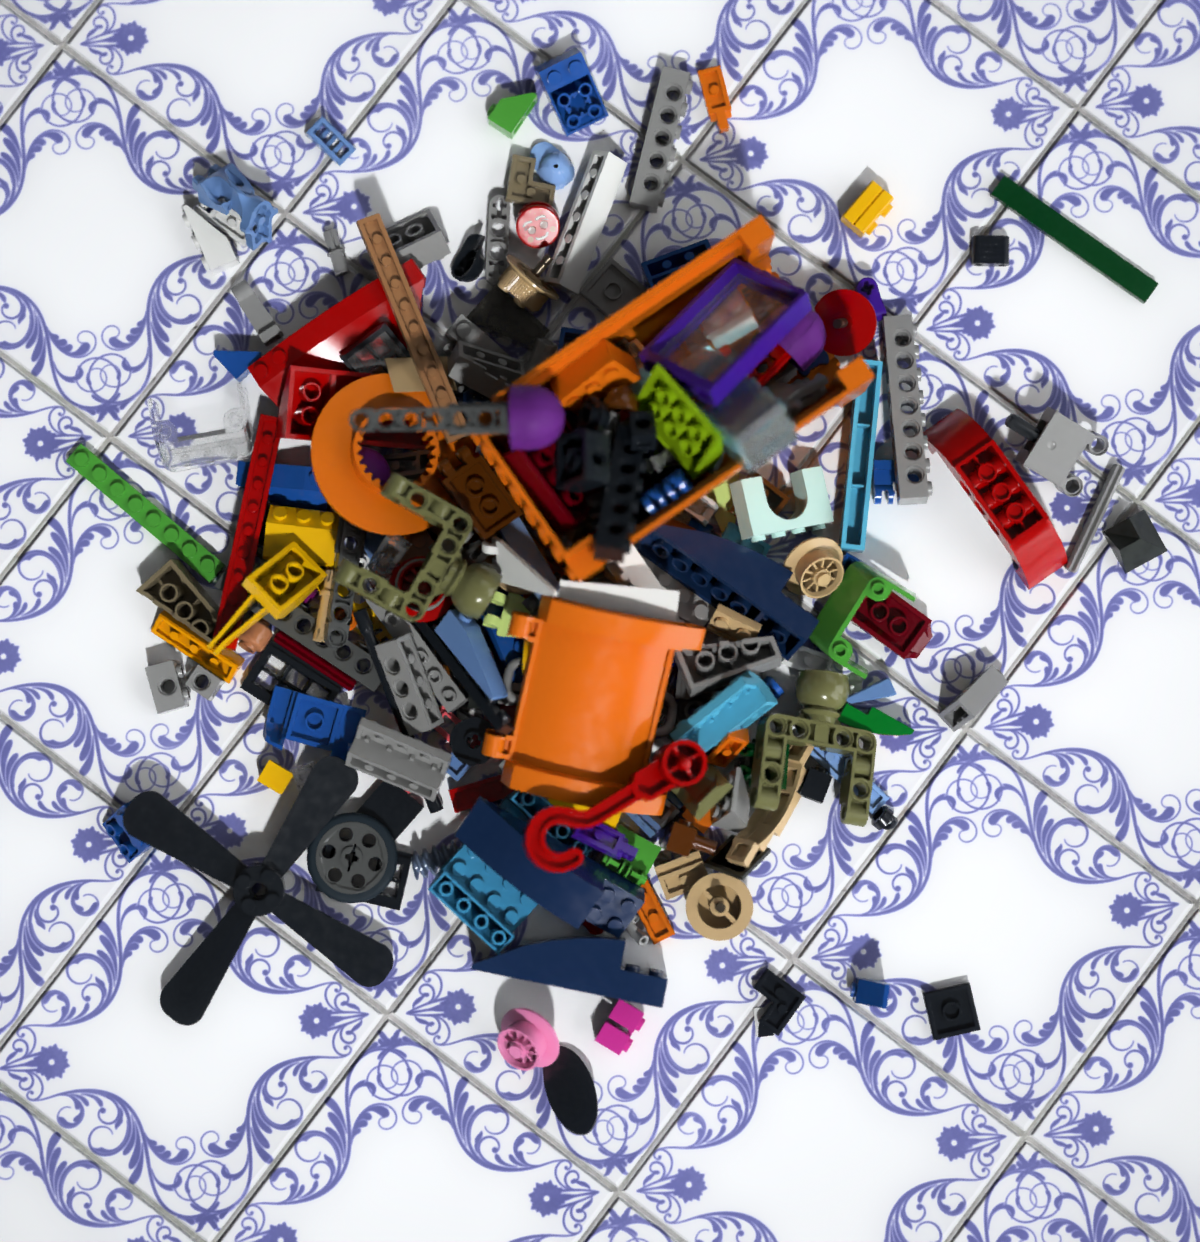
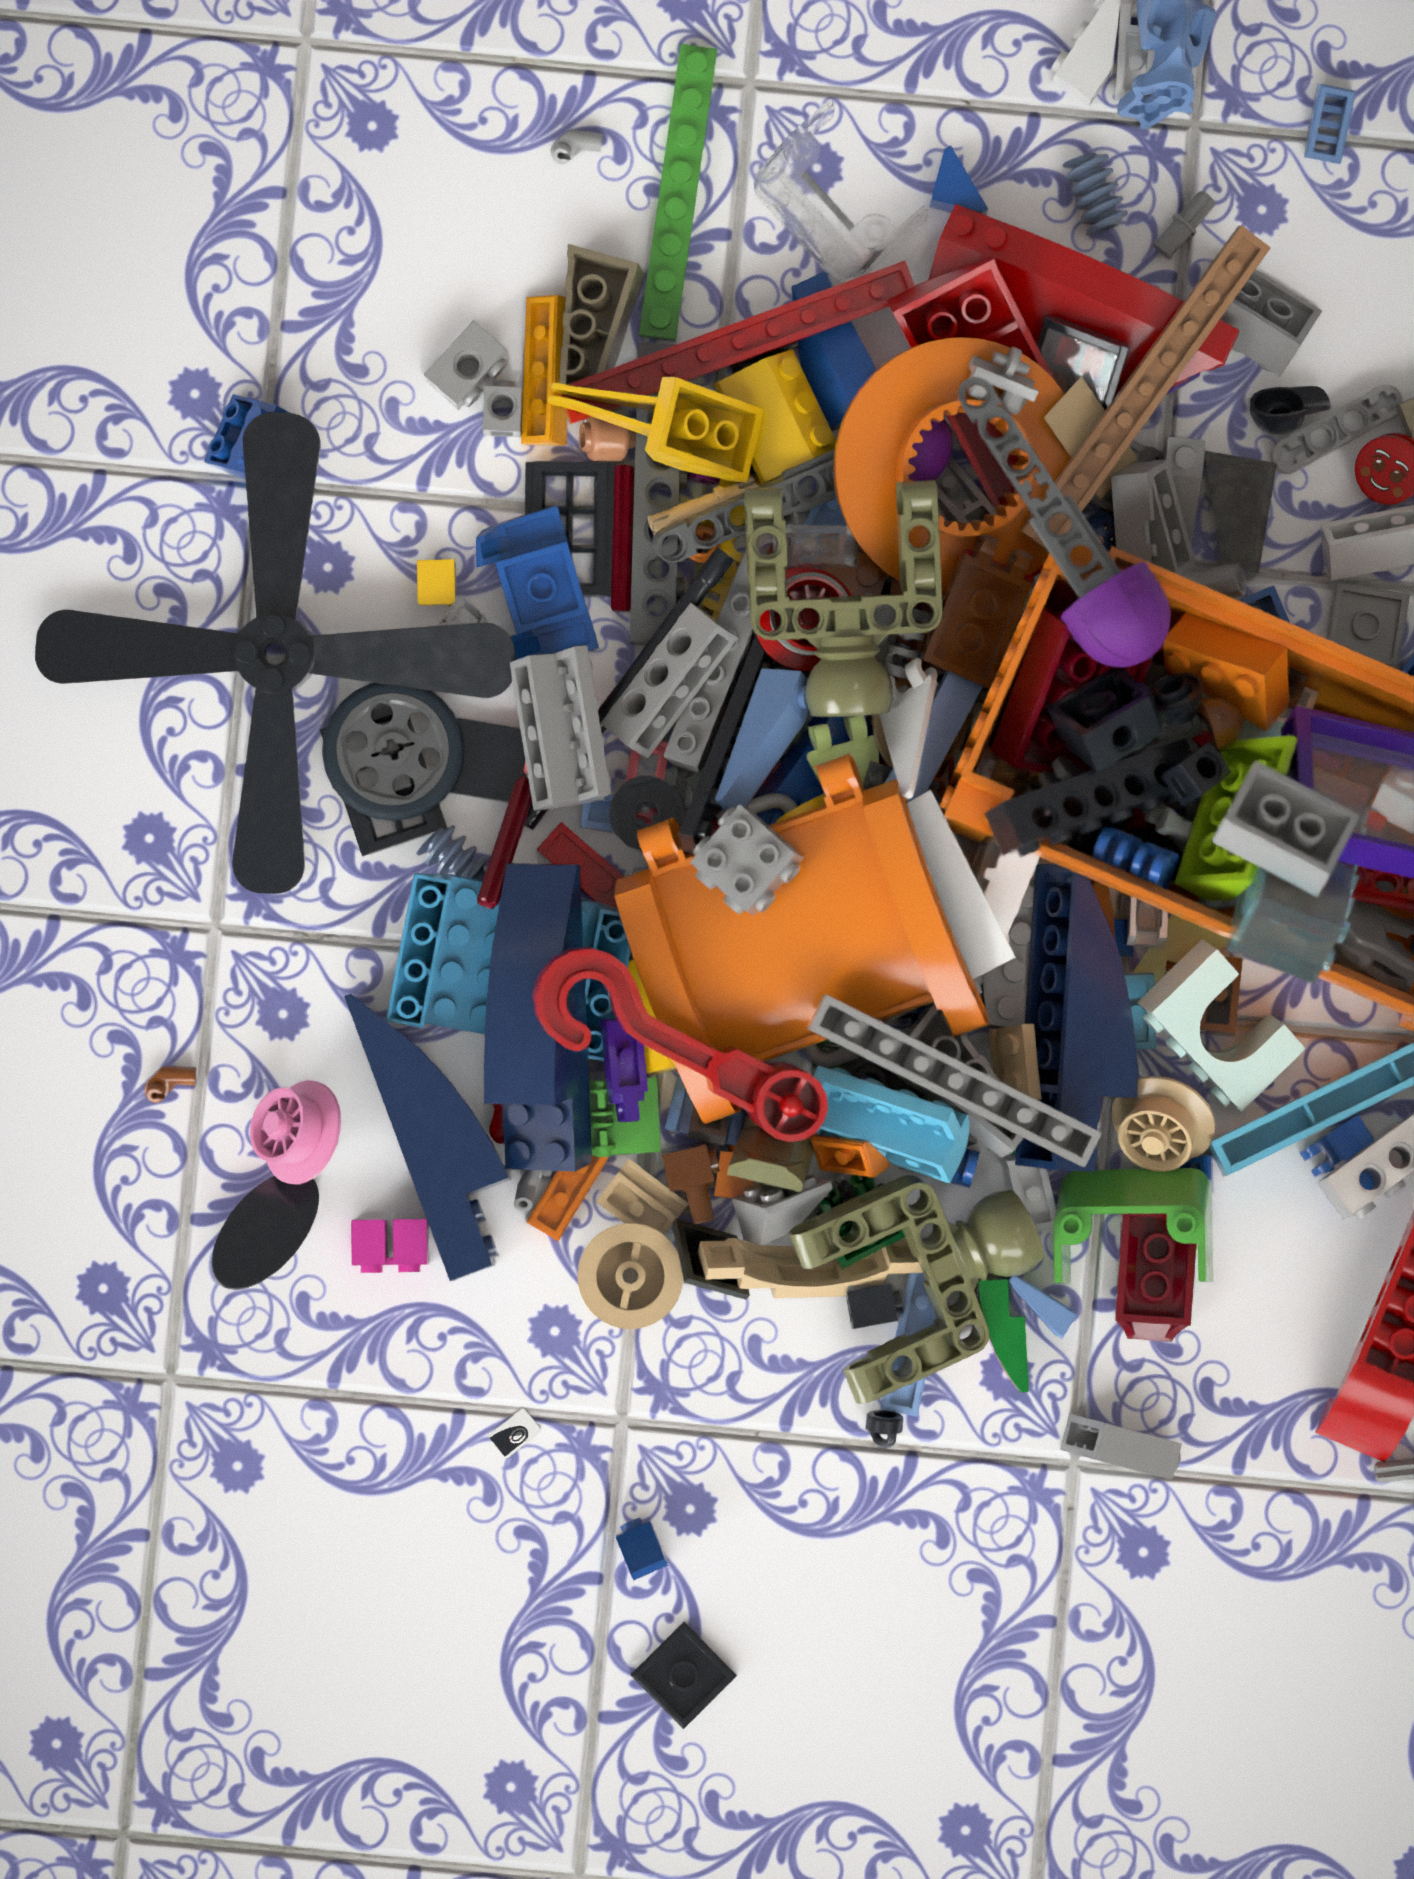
camera: 55 degrees right, 0 degrees up
(82, 554) = (573, 142): none -> light grey arm
(256, 313) = (1036, 171): light grey leg -> none
(288, 288) = (1095, 192): none -> sand blue piece
(368, 396) = (1016, 387): none -> light grey hips
(442, 828) = (505, 843): none -> dark red axle
(454, 1093) = (166, 1079): none -> dark orange arm
(526, 283) = (1302, 503): tan piece -> none
(535, 704) = (745, 861): none -> light grey brick
(706, 400) = (1286, 828): none -> light grey slope
(725, 666) = (954, 1080): none -> light grey brick
(784, 1001) = (558, 1443): black tile -> none

